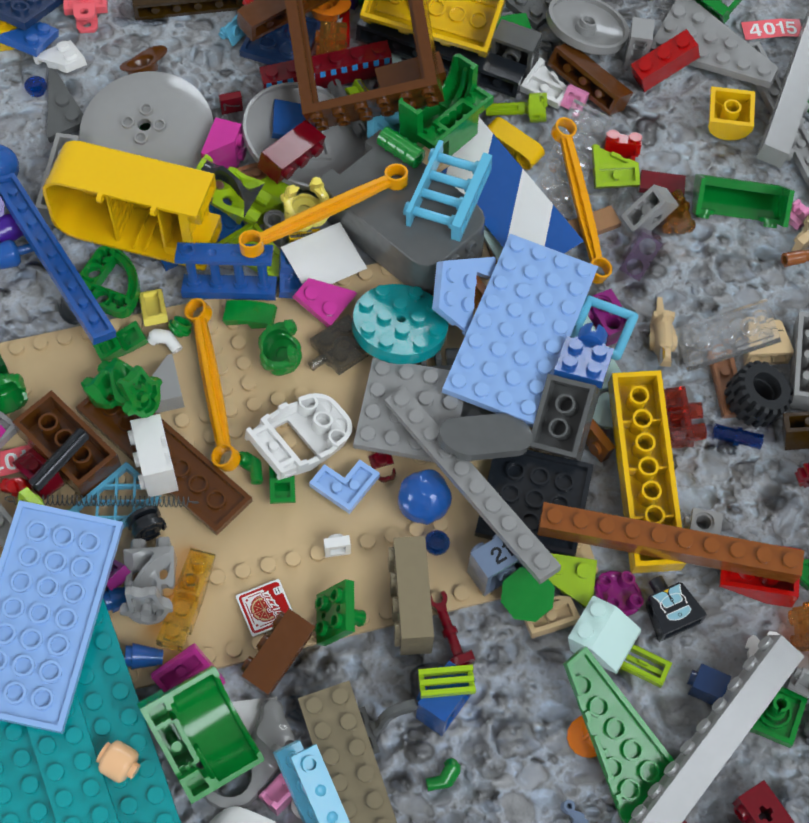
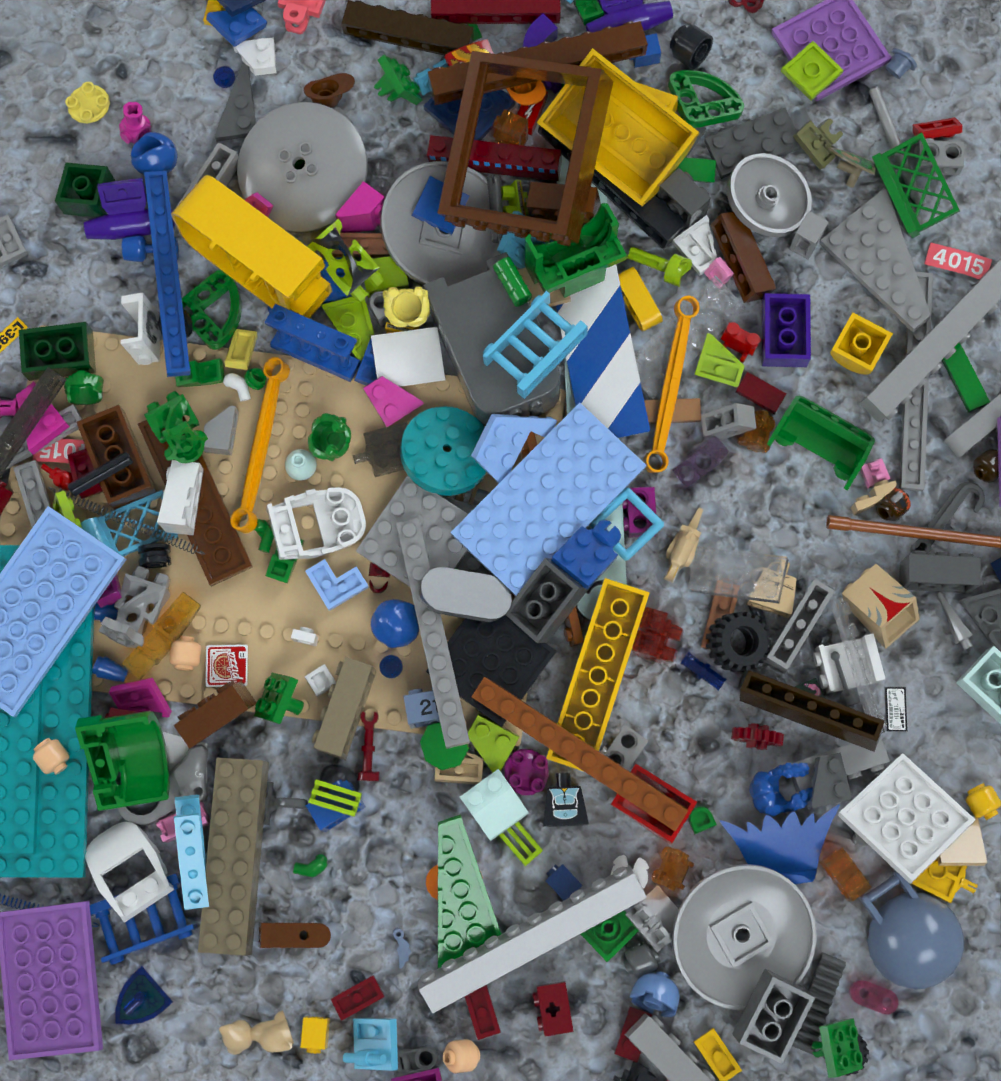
camera: 30 degrees right, 15 degrees up
(49, 324) = (146, 346): none -> white panel
(207, 37) = (397, 82): none -> green plate
(218, 609) = (185, 653): none -> light nougat head
(230, 102) = (393, 160): dark red tile -> none
(248, 312) = (321, 388): green slope -> none
(259, 389) = (300, 464): none -> light aqua brick
(291, 152) = (417, 244): dark red brick -> none
(323, 210) = (415, 322): light orange piece -> none
(371, 583) = (320, 680): none -> white tile
(660, 123) = (786, 330): none -> dark purple brick
(665, 60) = (824, 265): red brick -> none

